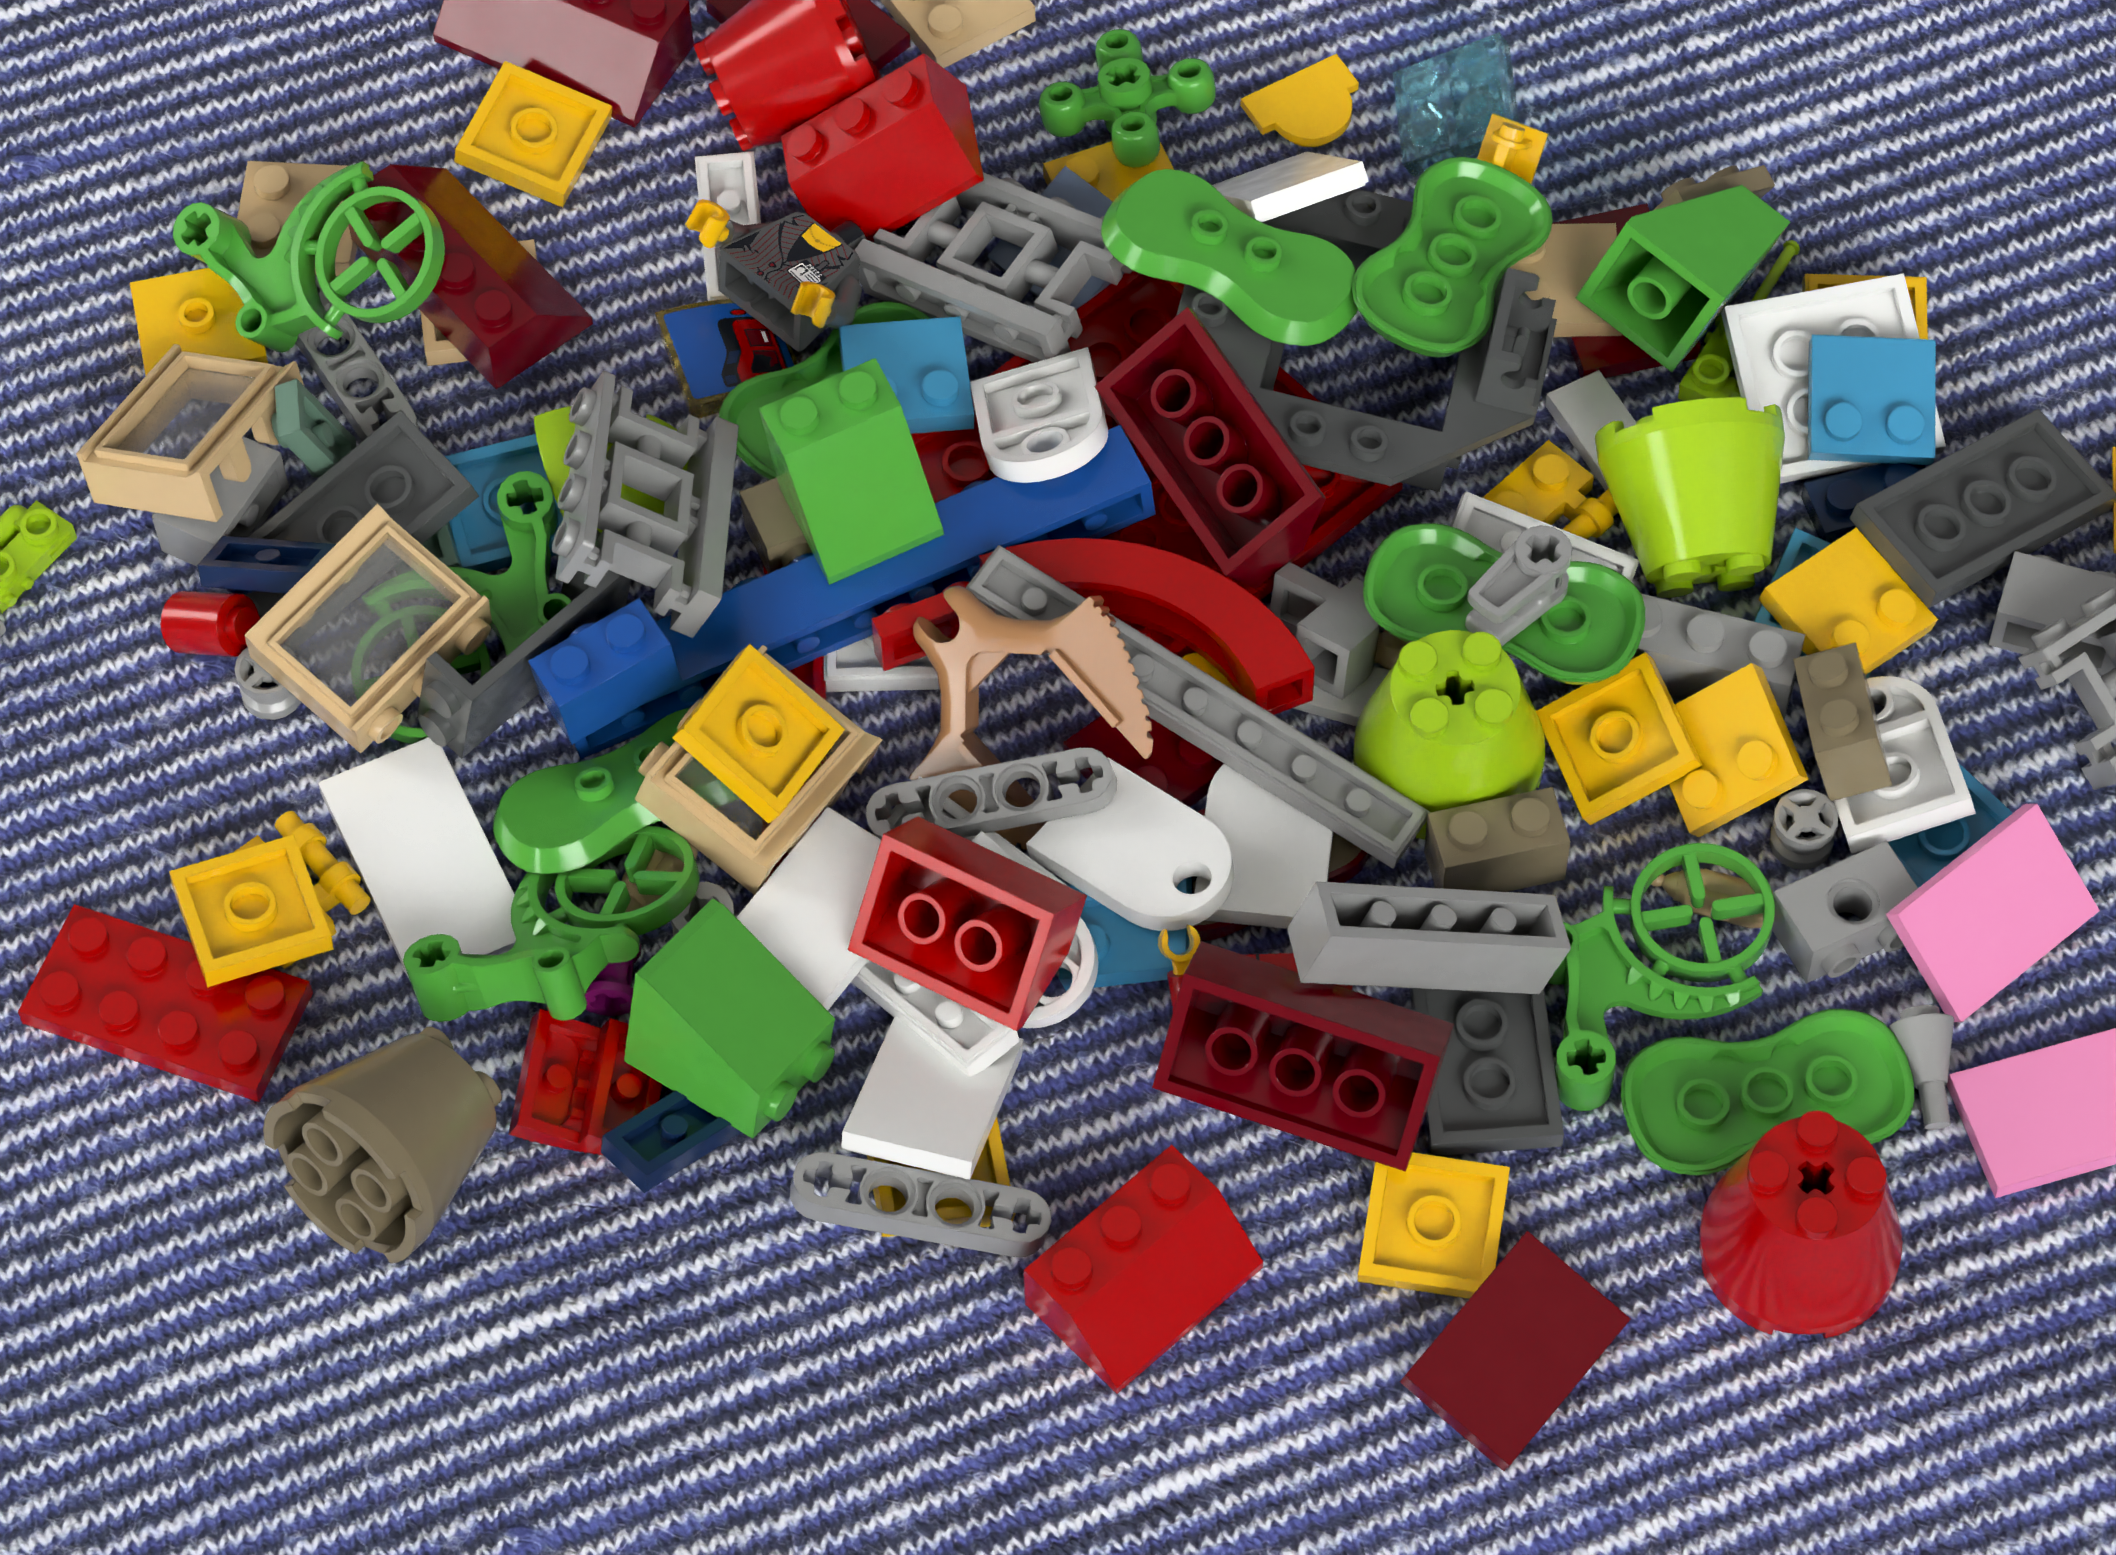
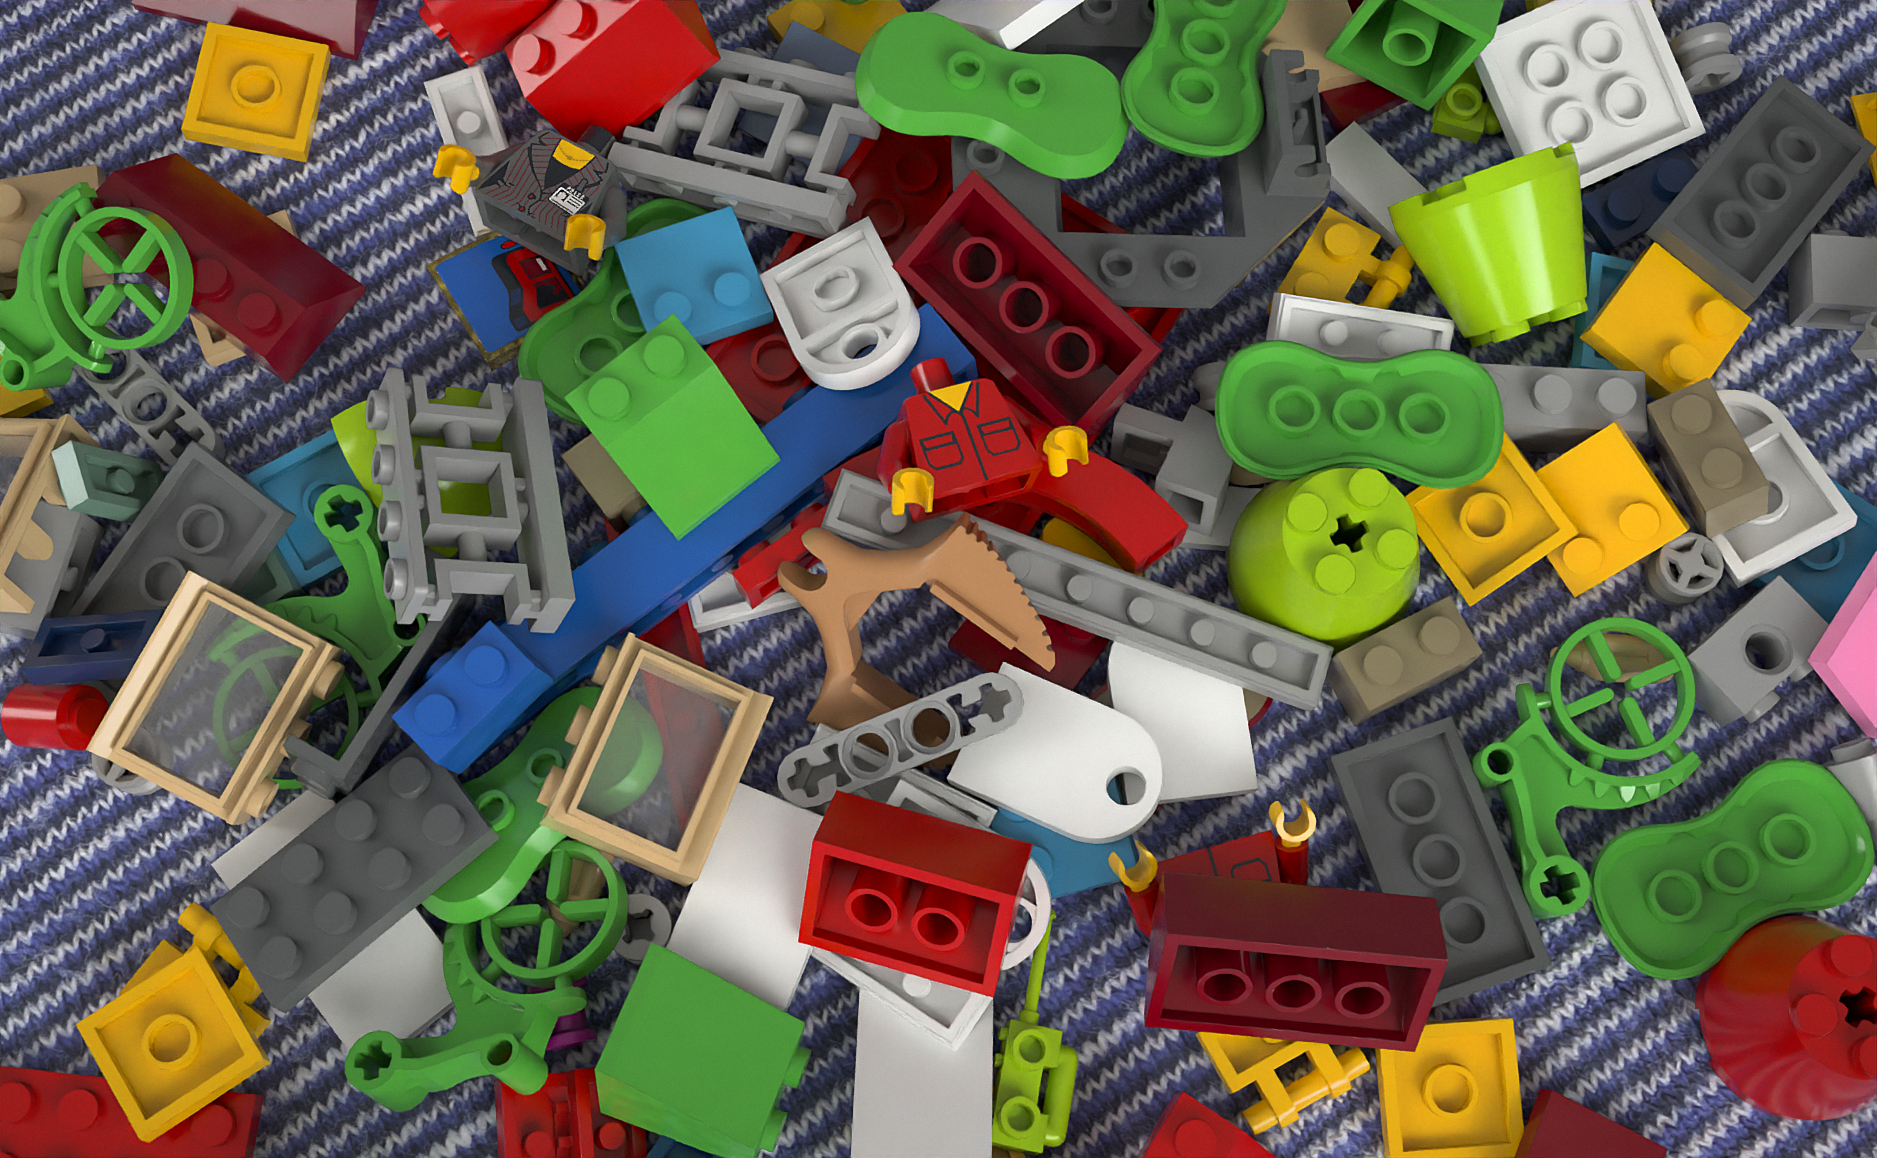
camera: 15 degrees left, 15 degrees up
(452, 806) = (352, 875): none -> dark grey plate
(758, 733) = (650, 738): yellow plate -> none
(1038, 1101) = (1022, 1058): none -> lime piece
(1119, 545) = (966, 446): none -> red torso
(1256, 1151) = (1253, 1059): none -> yellow plate
(1428, 938) = (1388, 815): light grey brick -> none
(1521, 584) = (1381, 400): light grey piece -> none
(1871, 399) = (1632, 102): dark azure plate -> none
(1968, 381) = (1706, 57): none -> light grey wheel

